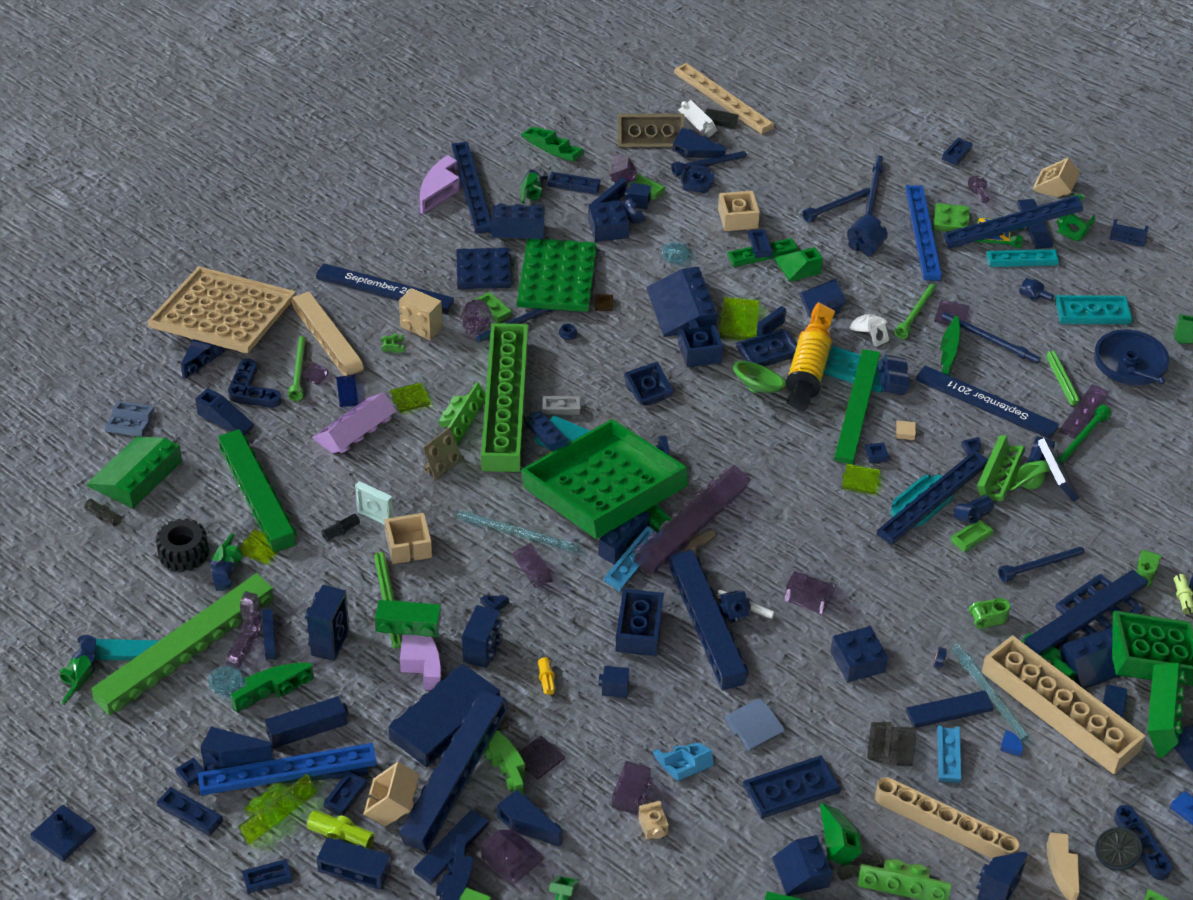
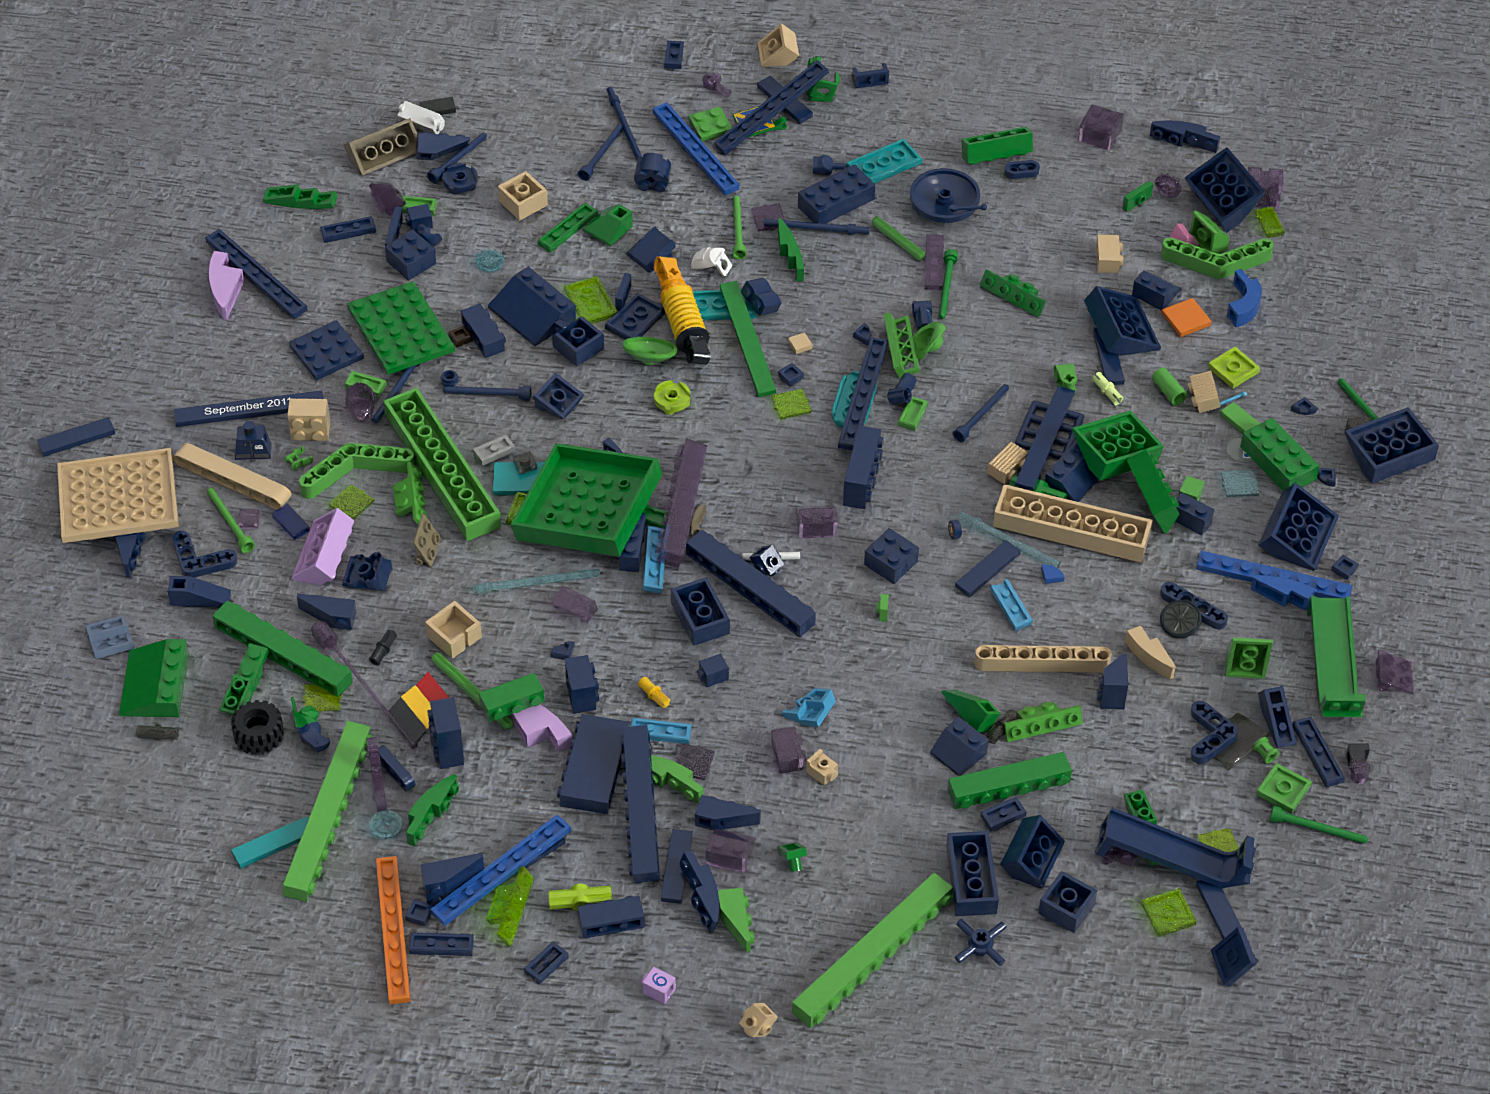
camera: 30 degrees left, 5 degrees up
(63, 832) = (348, 1013): dark blue tile -> none
(80, 666) = (250, 870): green animal -> none
(156, 778) = (393, 930): none -> orange plate
(211, 500) = (246, 680): none -> green slope
(231, 253) = (76, 436): none -> dark blue tile
(306, 721) = (484, 824): dark blue brick -> none
(323, 479) = (335, 611): none -> dark blue slope
(345, 794) = (561, 867): dark blue plate -> none
(351, 580) = (410, 710): none -> flag
(362, 313) = (252, 442): none -> dark blue torso
(373, 503) = (402, 612): light aqua tile -> none
(377, 459) = (367, 572): none -> dark blue slope
(395, 794) = (608, 844): tan piece -> none
(428, 360) = (350, 457): none -> bright green beam
(518, 221) = (330, 290): dark blue brick -> none
(531, 715) = (666, 731): none -> dark azure tile
(532, 184) = (312, 248): green animal -> none
(545, 431) = (504, 480): dark blue plate -> none
(578, 426) = (525, 462): none -> clear smoke plate
(620, 368) = (523, 392): none -> dark blue piece
(625, 304) = (483, 330): none -> dark blue brick
(724, 98) = (425, 84): tan tile -> none
(754, 724) = (846, 652): sand blue slope -> none
(760, 243) = (562, 220): dark blue tile -> none
(761, 429) = (672, 405): none -> lime plate
(791, 786) = (907, 689): dark blue tile -> none
(818, 698) = (882, 607): none -> bright green plate
(884, 560) = (863, 467): none -> dark blue brick
(891, 744) = (962, 617): clear smoke slope -> none
(987, 402) = (850, 287): dark blue tile -> none
(990, 612) = (970, 473): bright green piece -> none
(1014, 258) = (794, 138): teal tile -> none
(1026, 318) = (836, 195): none -> dark blue brick
(1032, 617) = (1007, 463): none -> tan brick
(1058, 469) = (948, 323): tile -> none
(1115, 698) = (1106, 499): dark blue tile -> none
(1146, 467) = (1015, 291): none -> green bracket

